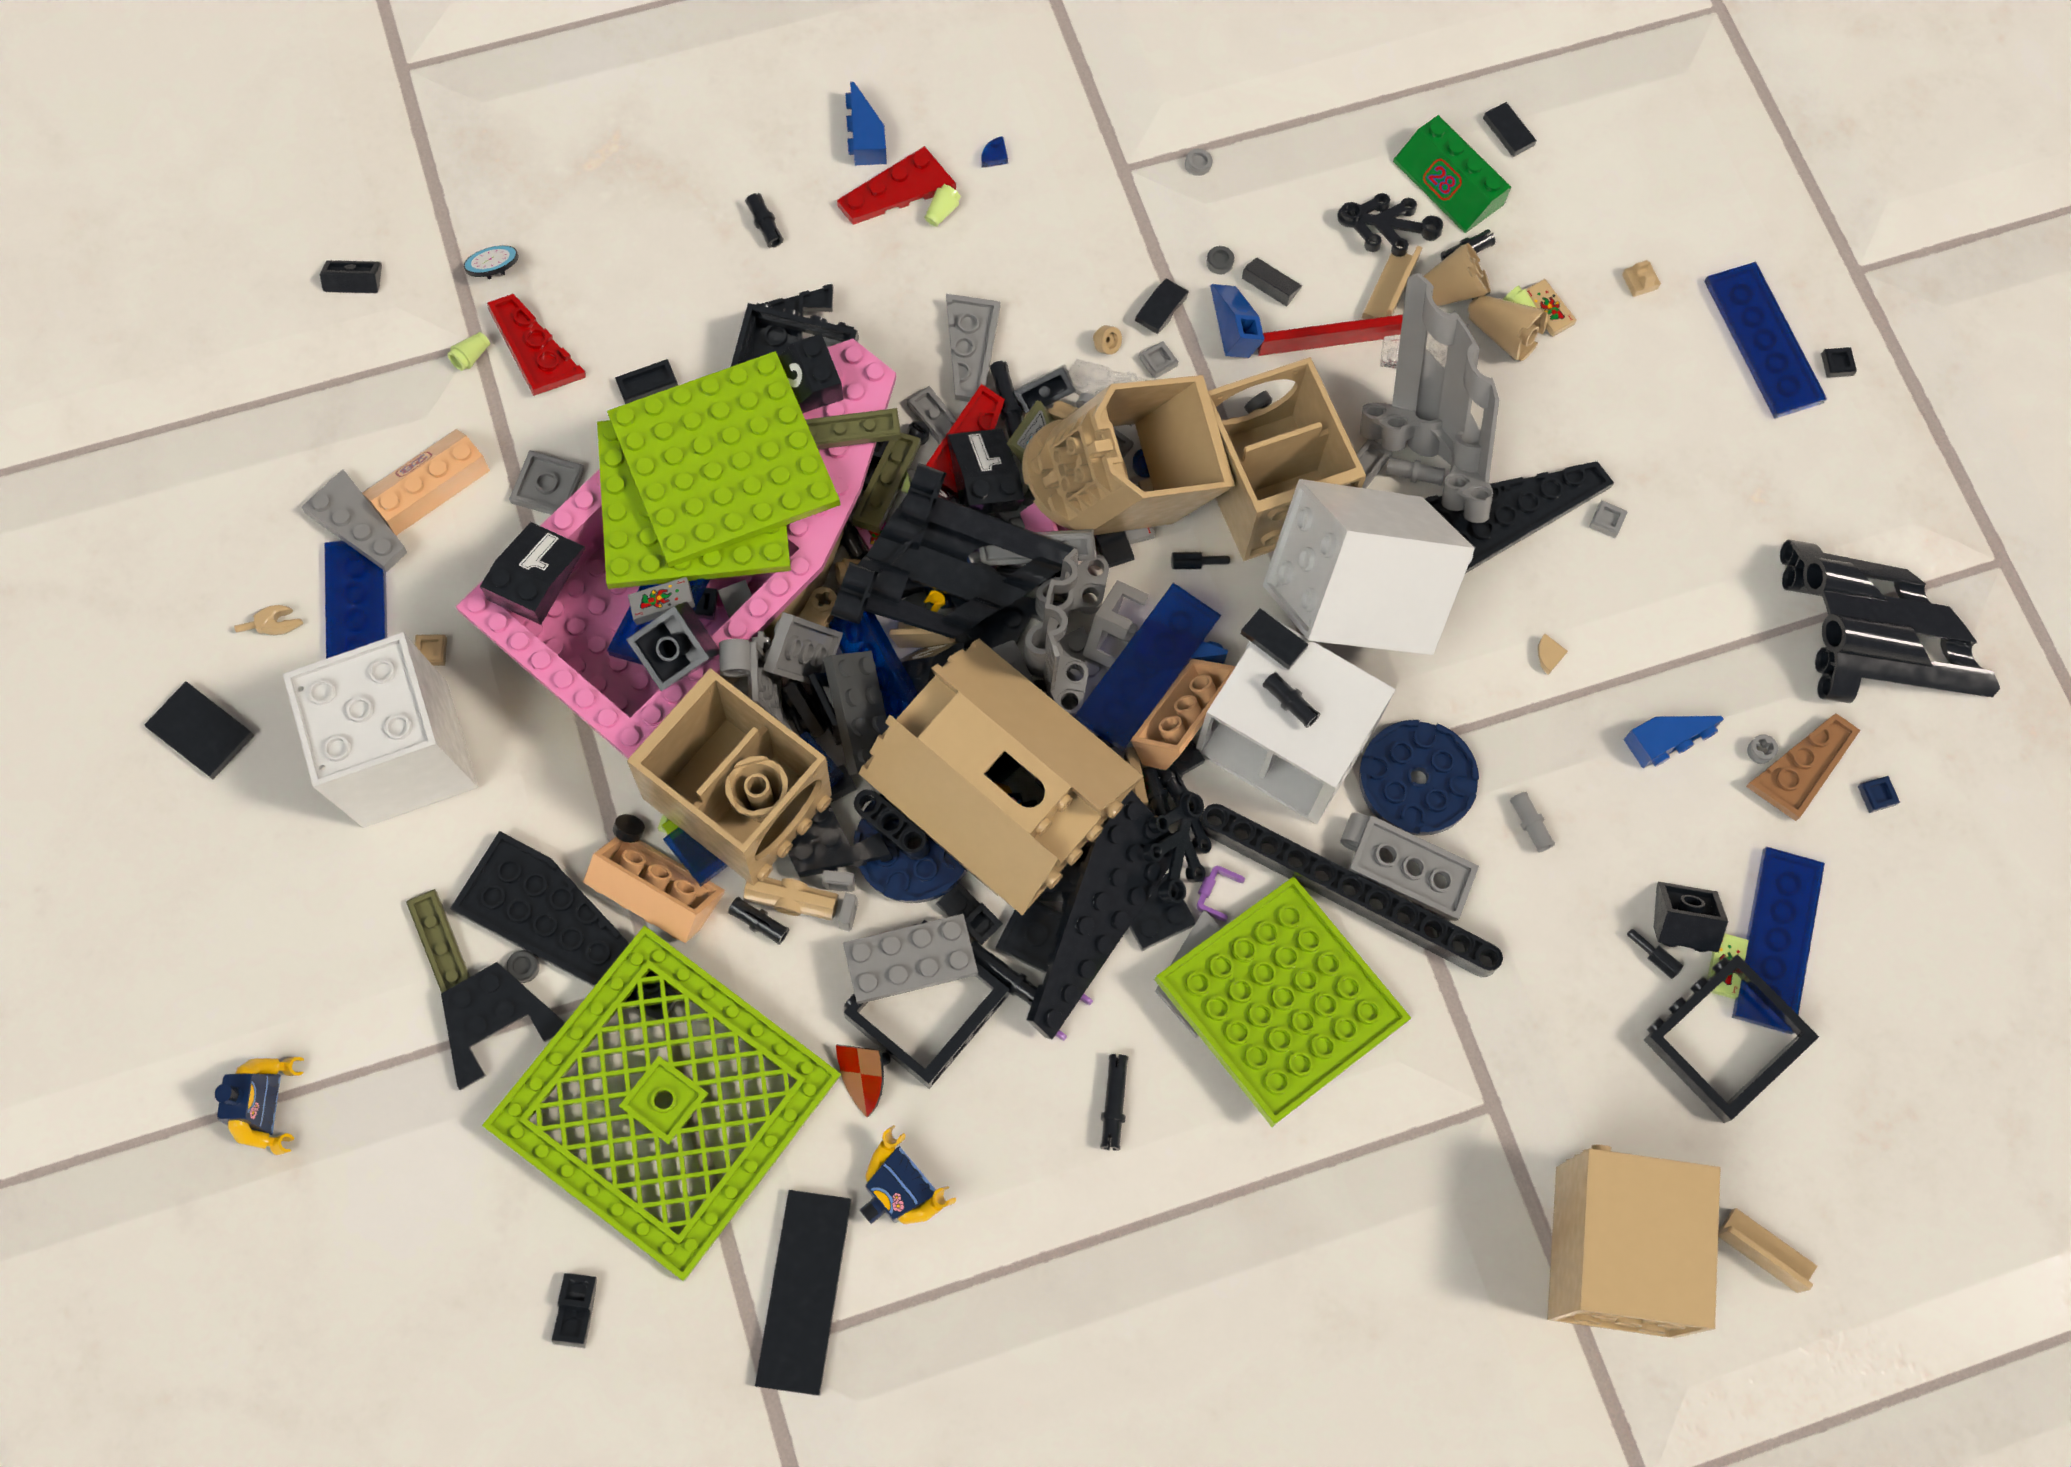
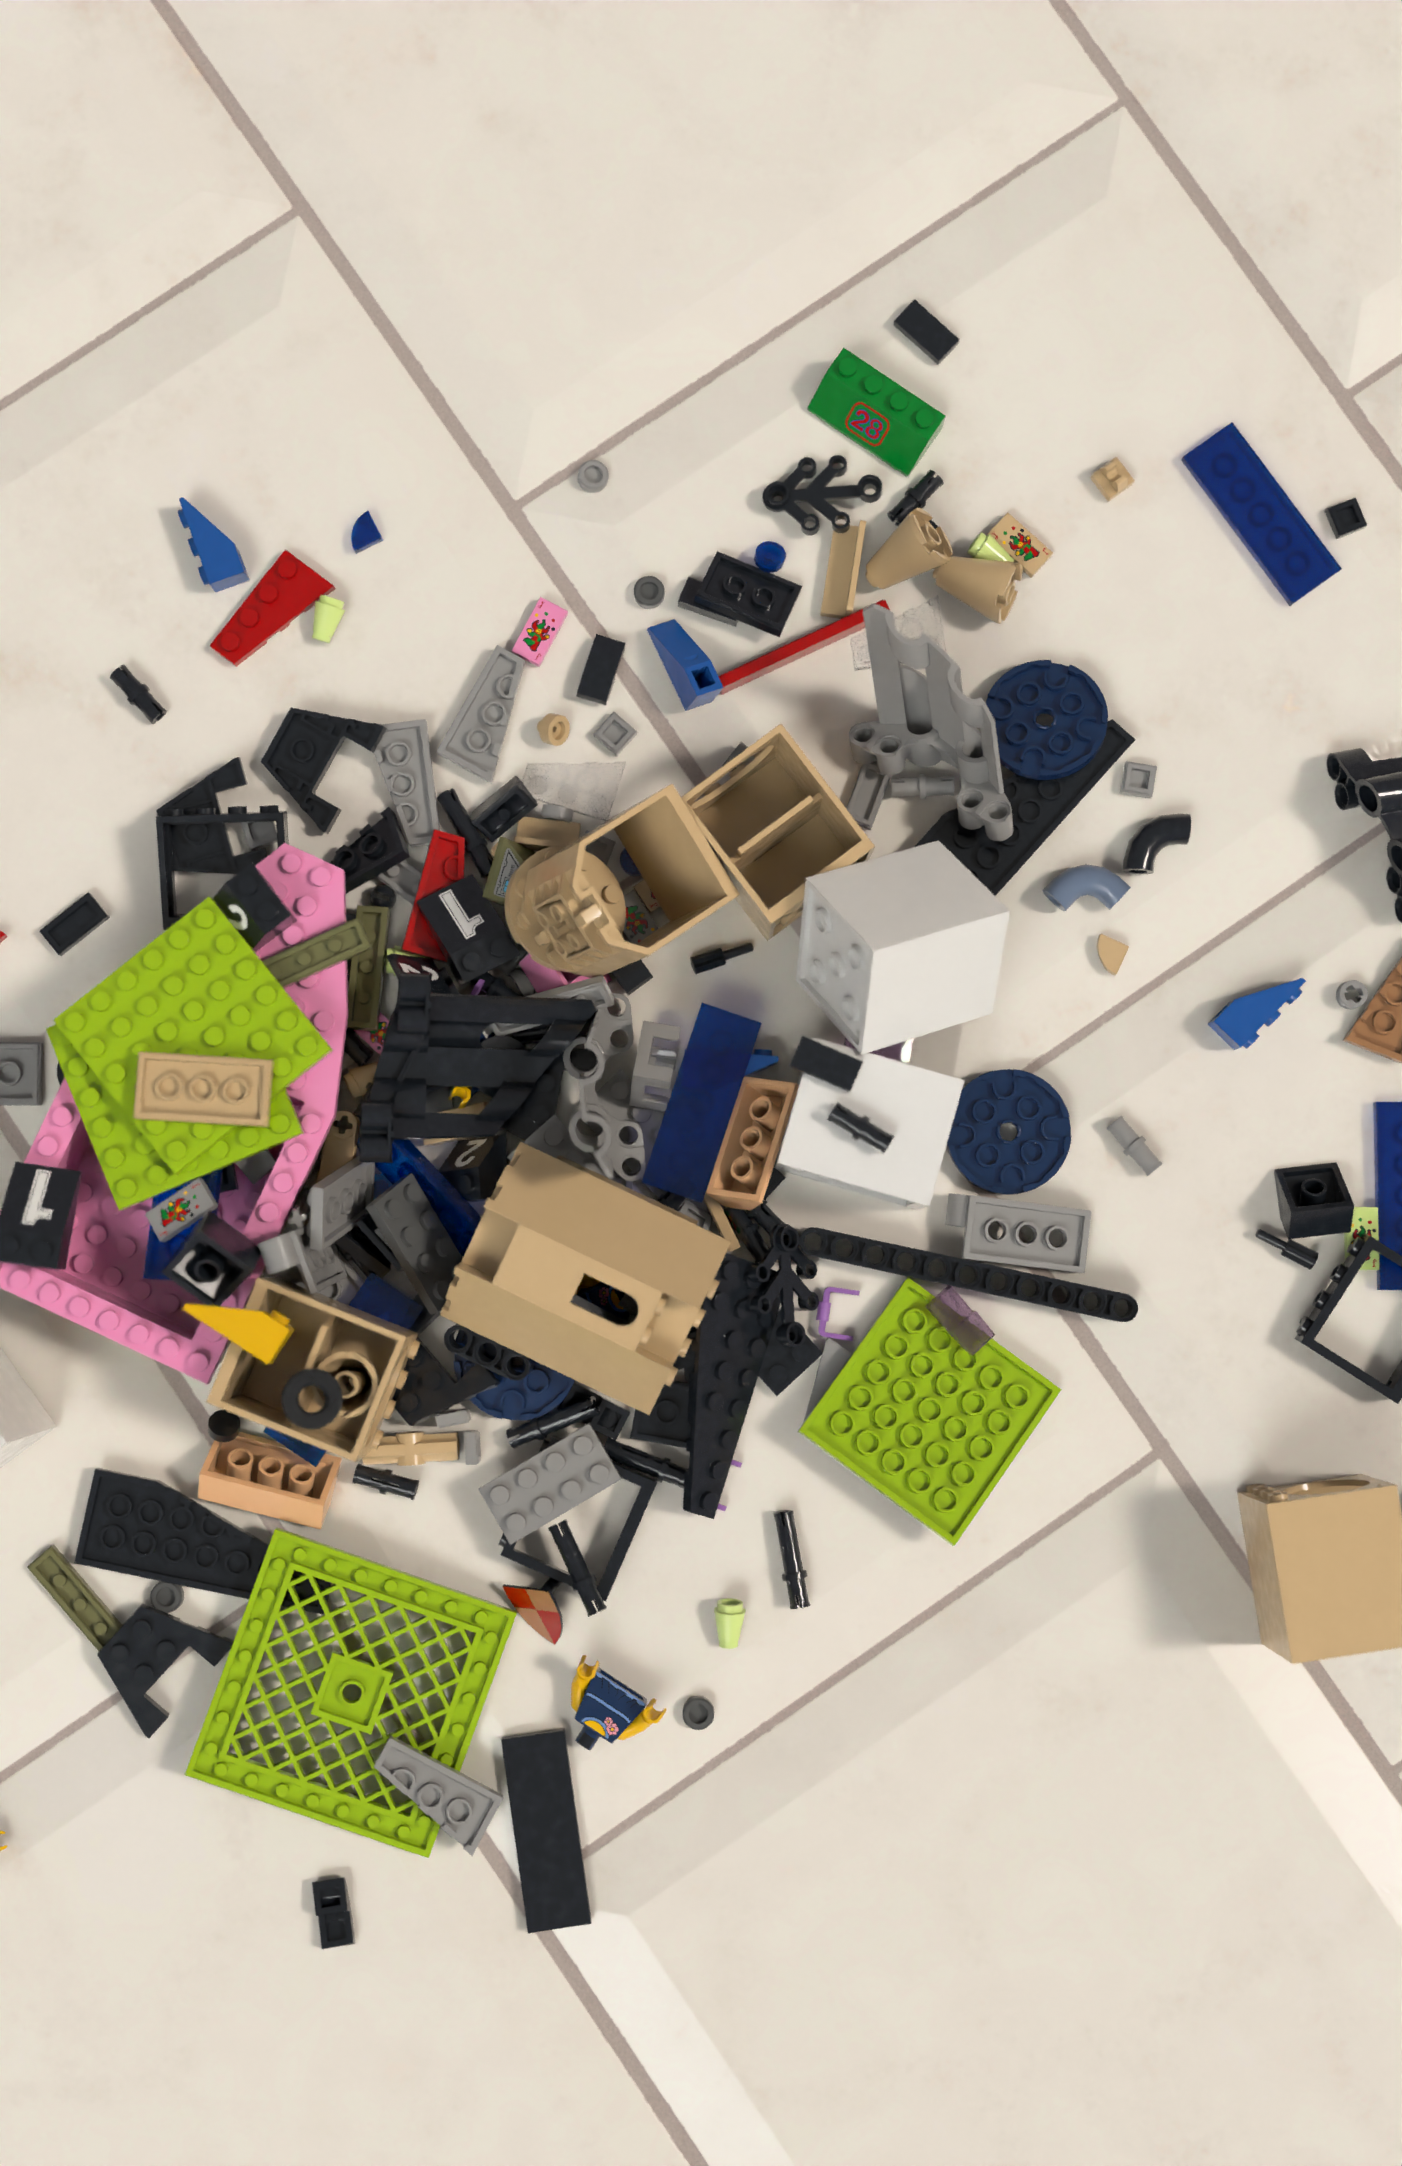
camera: 15 degrees left, 15 degrees up
(687, 702) = (253, 1330): none -> yellow slope
(717, 497) = (203, 1089): none -> tan tile
(719, 1220) = (446, 1795): none -> light grey wing
(731, 767) = (297, 1414): none -> black tyre
(891, 298) = (305, 751): none -> black wing
(913, 1051) = (577, 1568): none -> black pin
(918, 911) = (542, 1426): none -> black pin
(923, 390) = (373, 852): none -> black wing
(983, 1222) = (698, 1712): none -> dark grey tile
(1038, 1143) = (729, 1621): none -> yellowish green cone
(1048, 318) = (482, 721): none -> light grey wing
(1118, 265) = (539, 632): none -> bright pink tile
(1305, 280) = (748, 594): none -> black tile
(1331, 258) = (769, 556): none -> clear blue tile
(1333, 929) = (959, 1320): none -> slope
(1541, 585) = (1085, 881): none -> sand blue cylinder
(1566, 448) = (1055, 690): none -> dark blue plate
(1610, 567) = (1152, 838): none -> black cylinder

